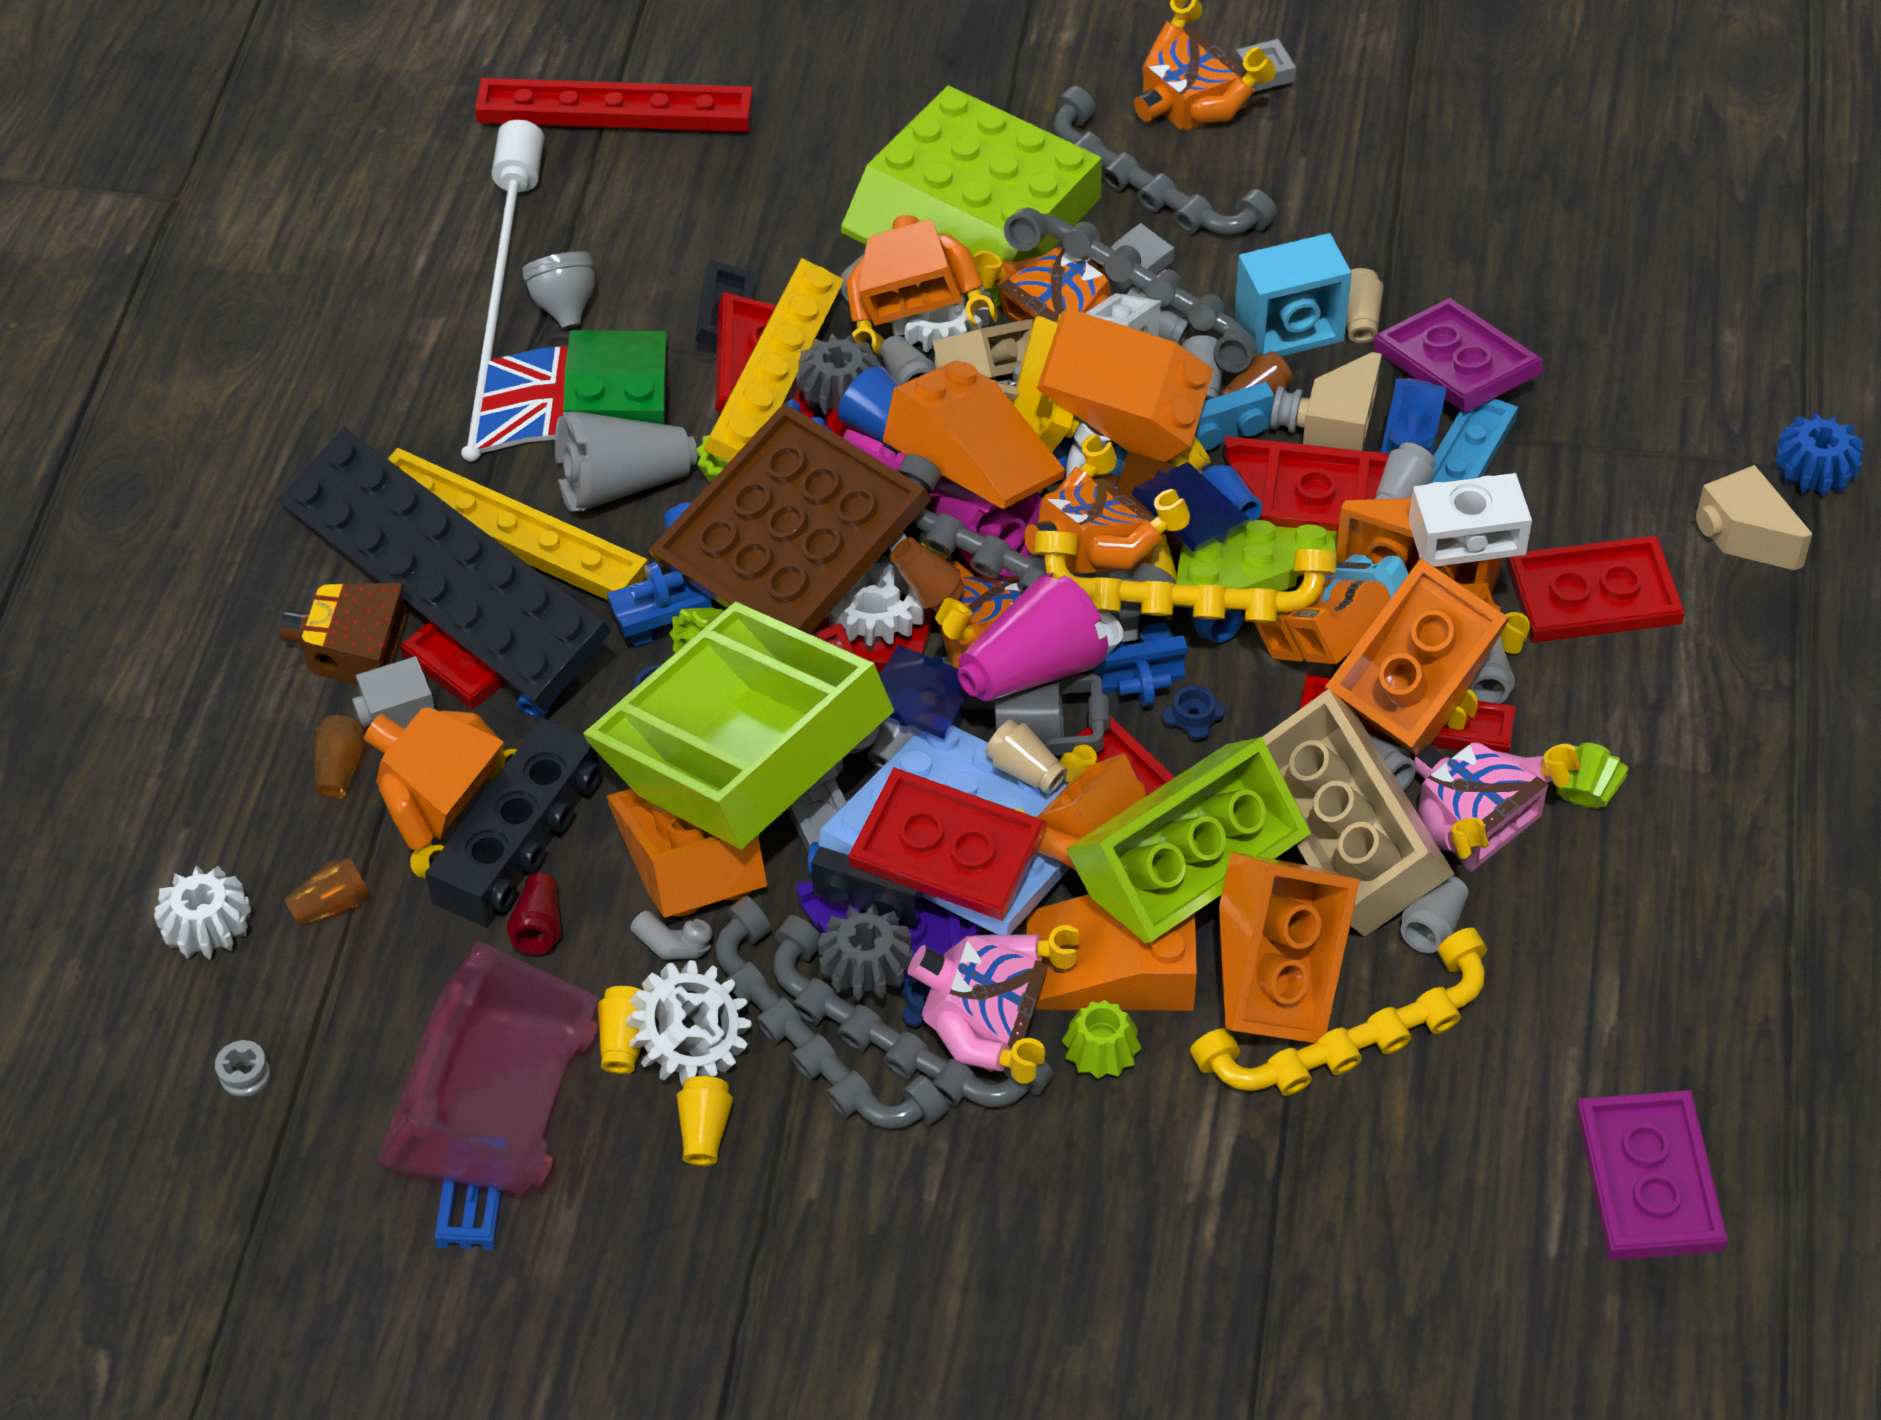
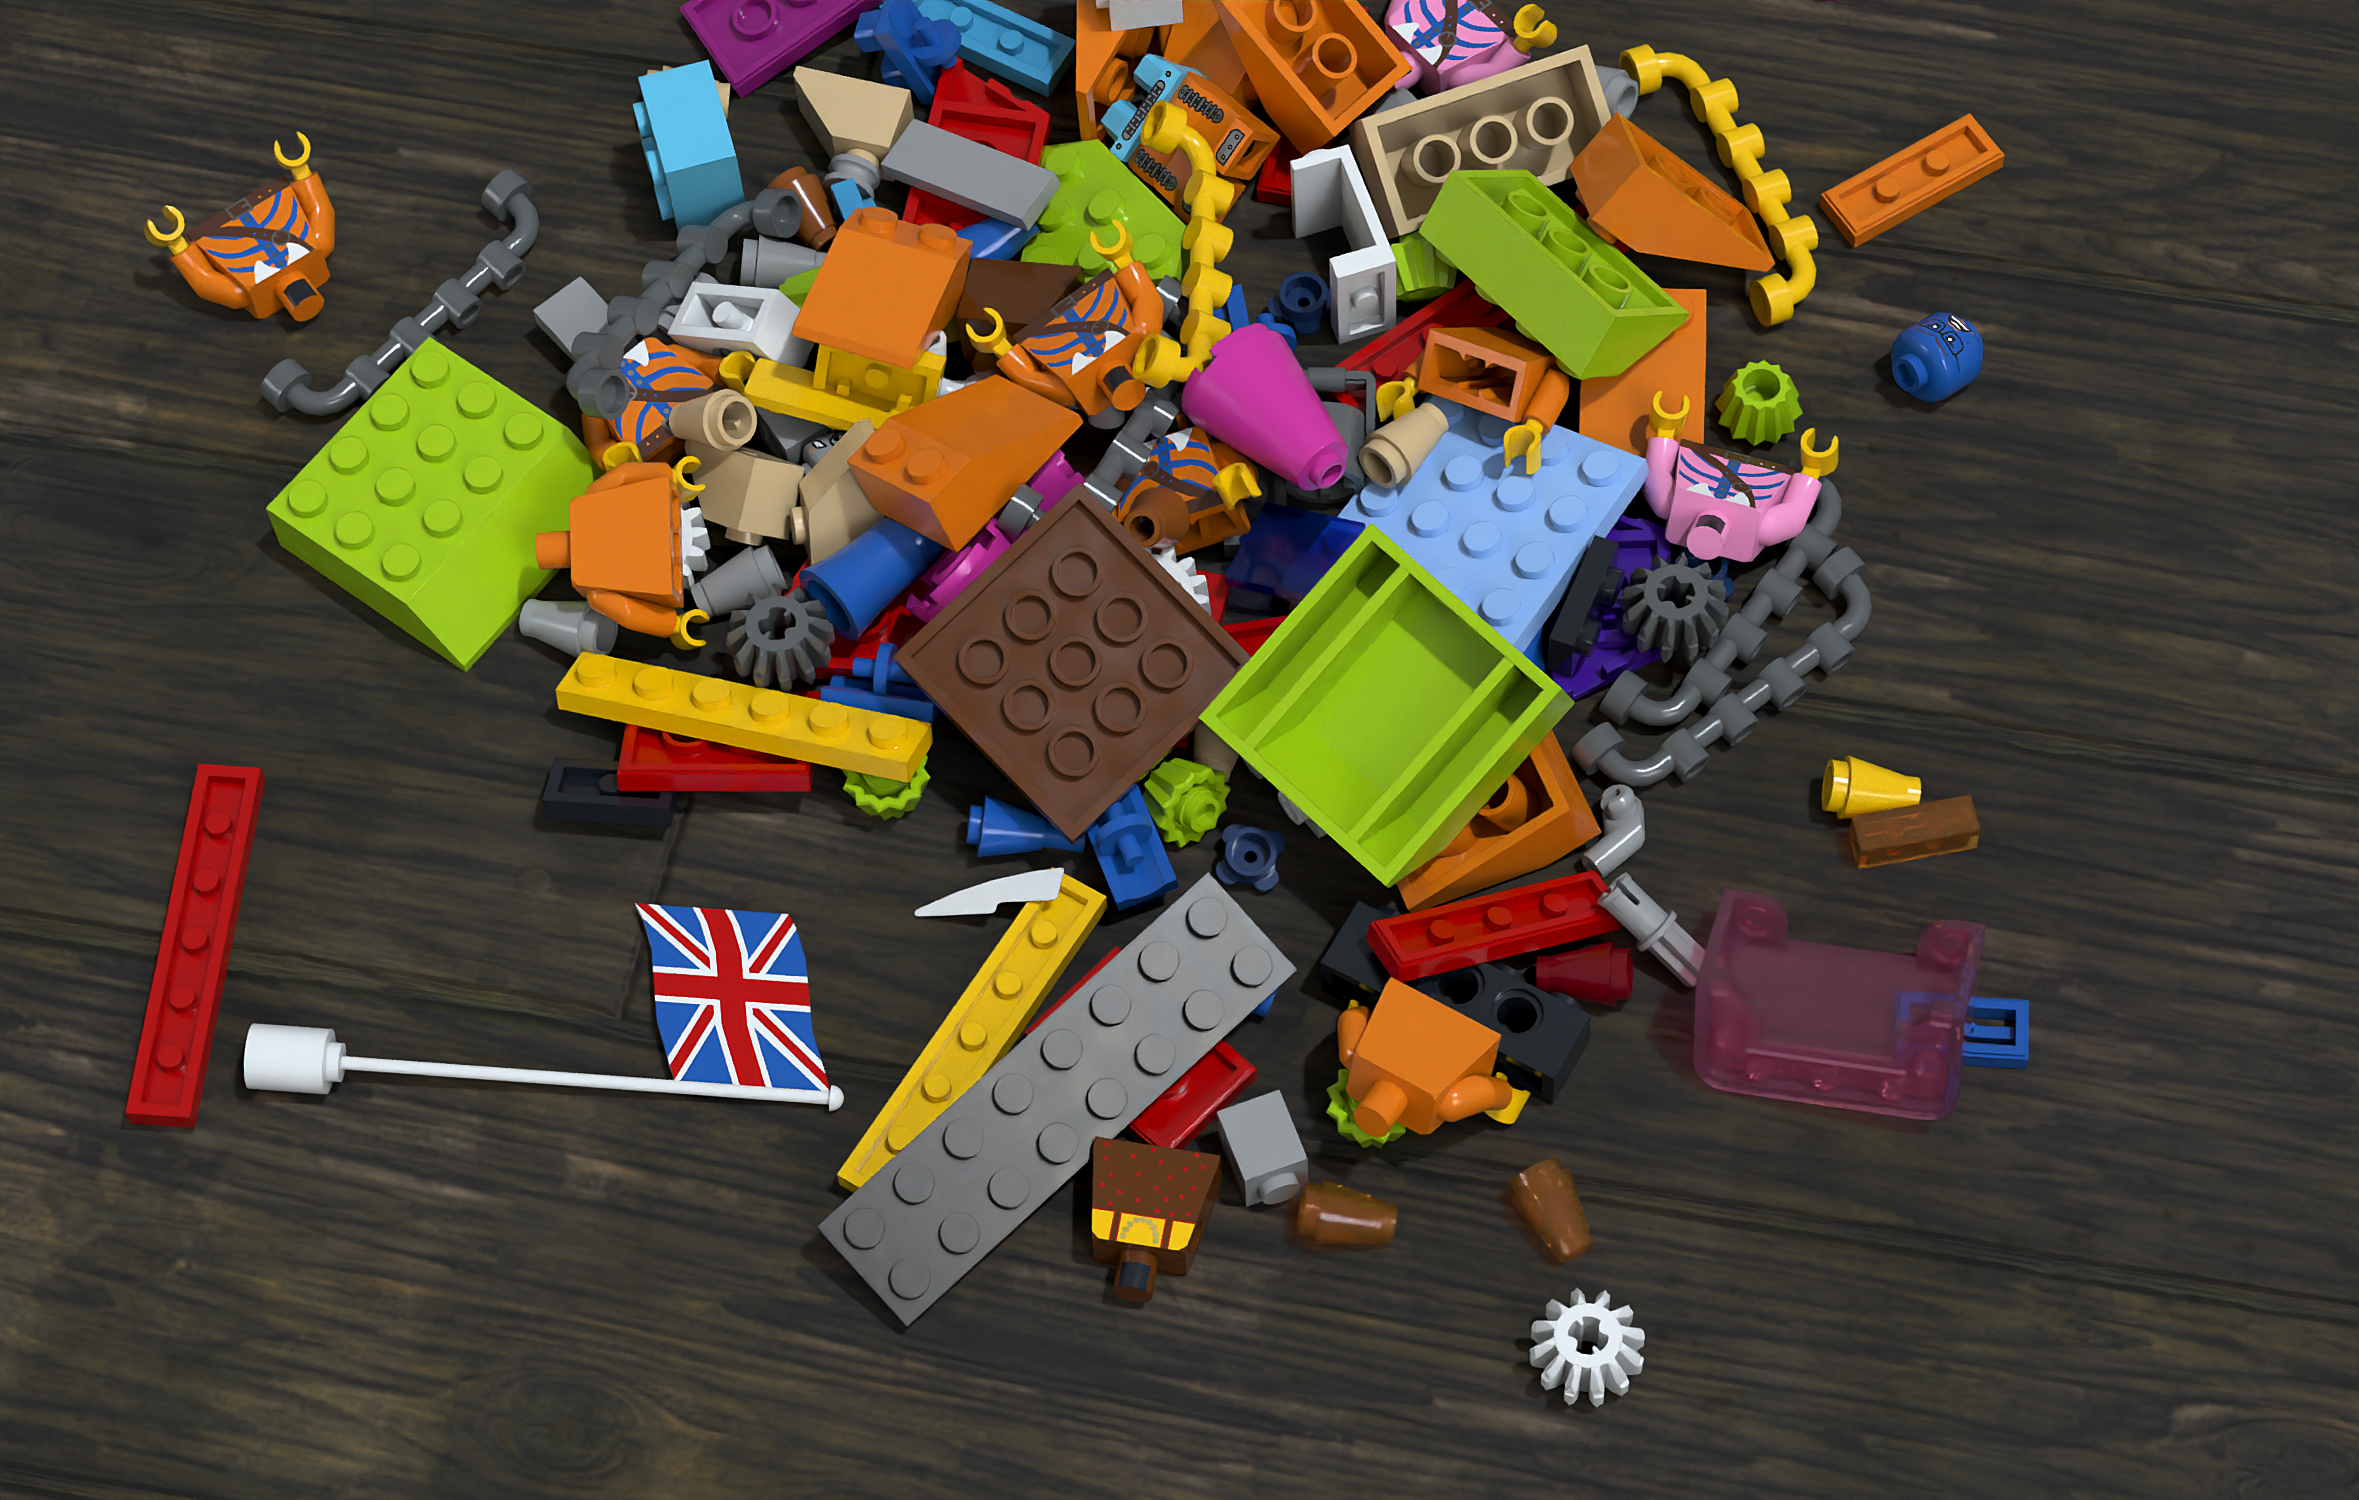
camera: 85 degrees left, 10 degrees up
(248, 1054) = (1799, 1268): light grey bush -> none
(561, 285) = (555, 985): light grey helmet -> none
(569, 835) = (1492, 926): none -> red tile
(573, 942) = (1654, 928): none -> light grey axle
(614, 1033) = (1748, 870): yellow cone -> none
(617, 374) = (741, 913): green slope -> none
(617, 457) = (888, 909): light grey cone -> none
(631, 539) = (985, 897): none -> white sticker
(663, 1156) = (1914, 831): none -> clear orange piece
(705, 1041) = (1753, 798): white gear -> none
(947, 843) = (1559, 501): red tile -> none
(1016, 310) = (715, 420): none -> tan cone
(1155, 1177) = (1937, 356): none -> blue head
(1198, 731) = (1330, 194): none -> white panel
(1210, 510) = (1038, 262): clear blue piece -> none
(1275, 51) = (239, 168): light grey plate -> none
(1280, 464) = (971, 174): none -> light grey tile
(1368, 1175) = (1911, 180): none -> orange tile
(1406, 468) = (999, 59): light grey cone -> none

